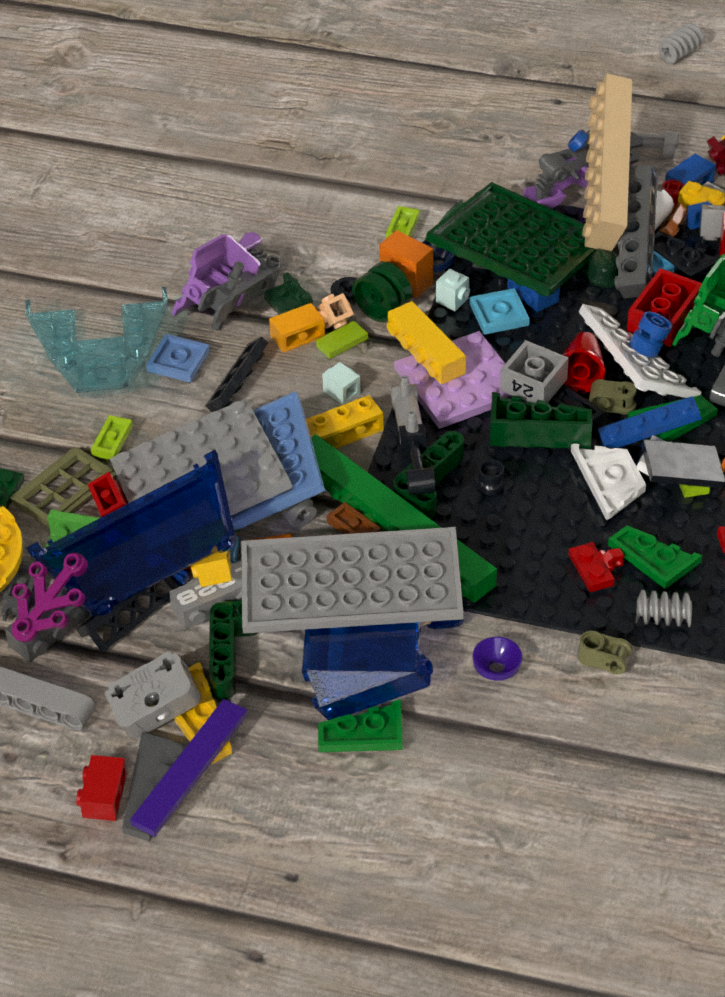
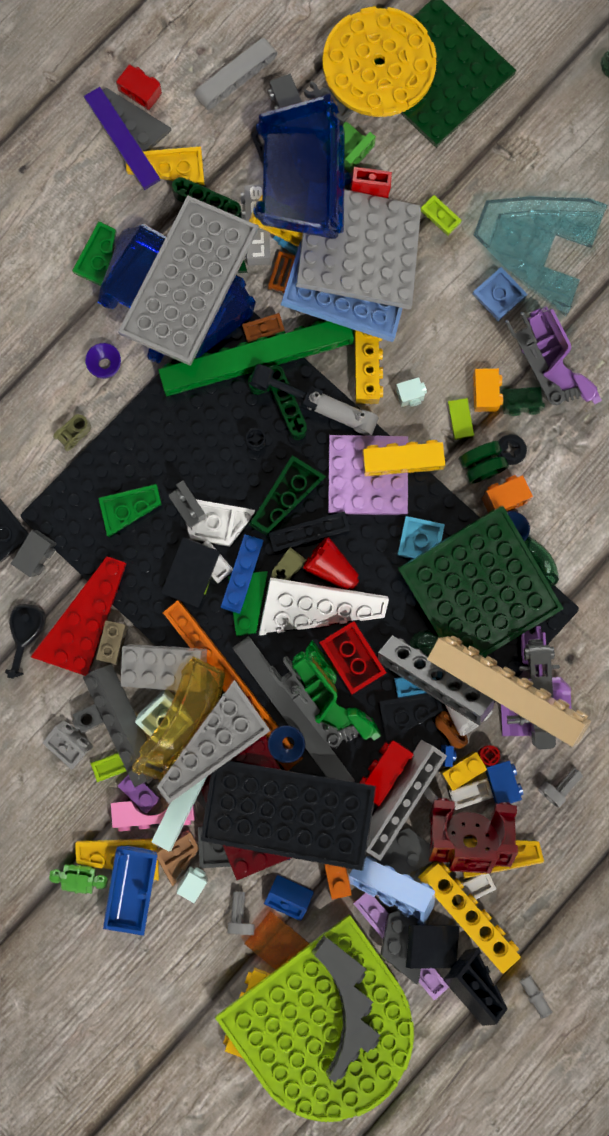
camera: 115 degrees right, 35 degrees up
(47, 600) = (277, 81): magenta plant -> none
(58, 468) = (424, 152): olive piece -> none
(152, 695) = (186, 138): light grey axle -> none
(233, 380) = (459, 325): black plate -> none
(340, 307) = (485, 421): light nougat brick -> none
(403, 221) = (565, 527): lime plate -> none
(452, 289) = (458, 515): light aqua brick -> none
(534, 373) = (323, 512): light grey brick -> none
(578, 141) = (550, 682): blue tile -> none
(596, 565) = (144, 466): red hinge -> none
(612, 489) = (187, 505): none -> dark grey bracket
(651, 332) = (321, 622): blue wheel -> none
(664, 608) = (76, 483): light grey piece -> none

